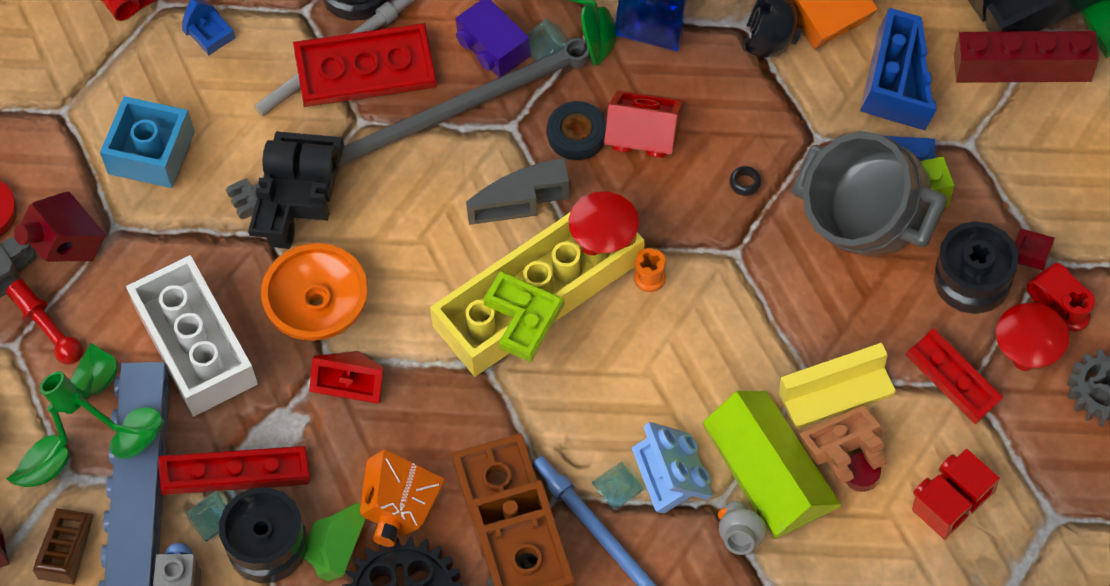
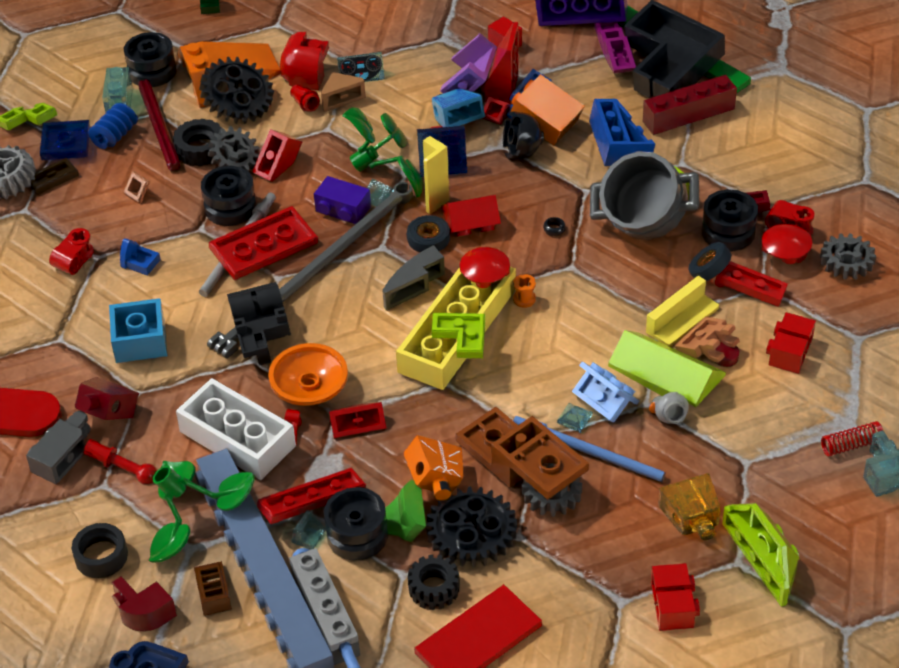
camera: 25 degrees left, 15 degrees down
(275, 347) = (293, 418): none -> red hand
(614, 53) = (435, 174): none -> light yellow panel
(911, 325) = (710, 261): none -> black bush

